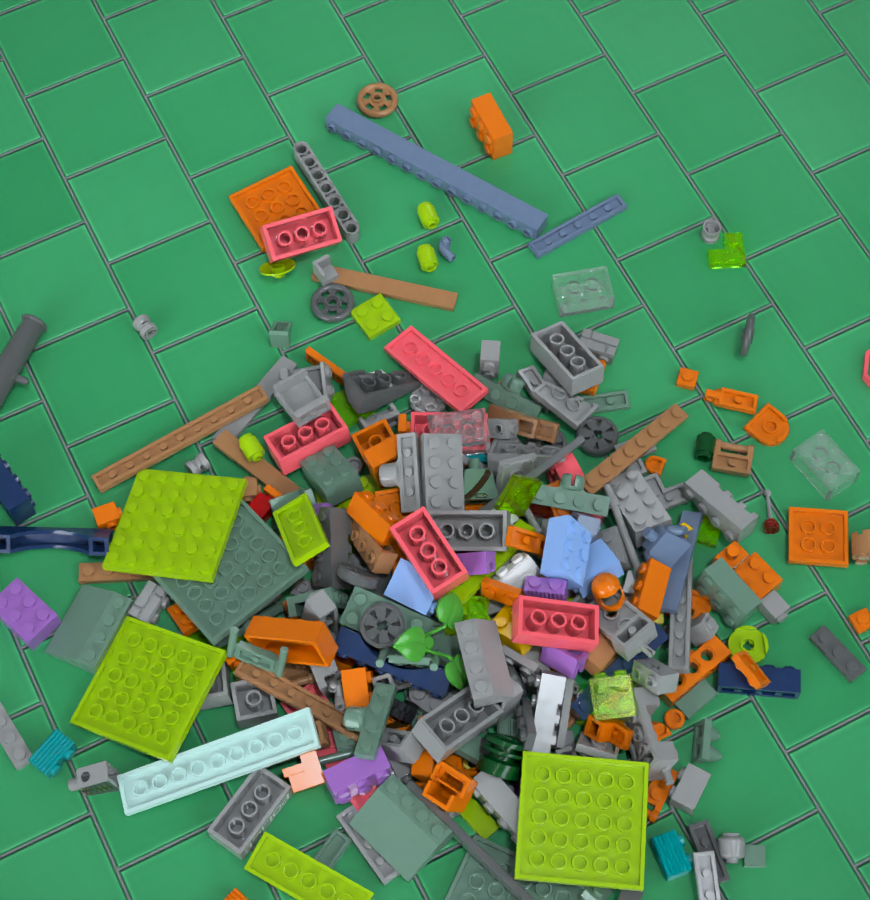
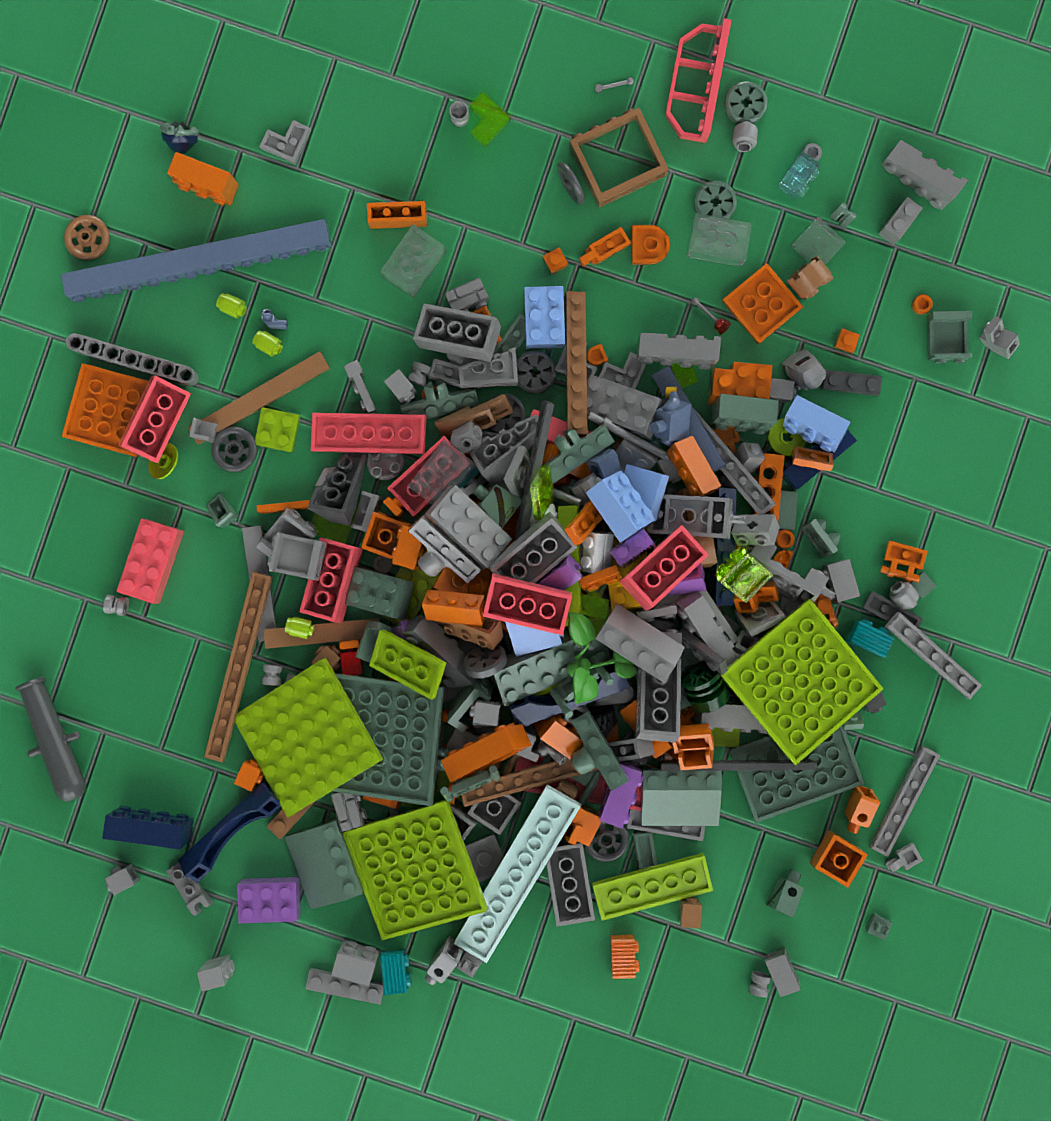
camera: 50 degrees left, 25 degrees up
(34, 714) = (355, 963): none -> light grey brick
(111, 805) = (469, 964): none -> light grey tile
(199, 319) = (150, 561): none -> coral brick
(205, 730) = (485, 856): none -> light grey plate
(314, 828) = (620, 847): none -> dark grey plate
(380, 612) = (530, 677): dark grey wheel -> none
(467, 328) = (356, 373): none -> light grey plate
(503, 91) = (179, 136): none -> hair
(512, 365) = (419, 374): none -> light grey wheel
(569, 156) = (287, 147): none -> light grey plate
(577, 226) = (352, 204): sand blue tile -> none
(601, 253) = (397, 214): none -> orange brick
(605, 586) = (671, 503): orange helmet -> none
(640, 404) = (544, 317): none -> light blue brick
(704, 446) = (620, 307): dark green brick -> none
(730, 462) = (650, 301): medium nougat plate -> none
(760, 817) = (904, 555): none -> orange plate
(776, 645) = (815, 424): none -> light blue brick
(796, 376) = (631, 185): none -> medium nougat window
(807, 611) = (804, 370): none -> light grey helmet
(830, 299) = (598, 88): none -> light grey hinge
(850, 430) = (715, 190): none -> sand green wheel

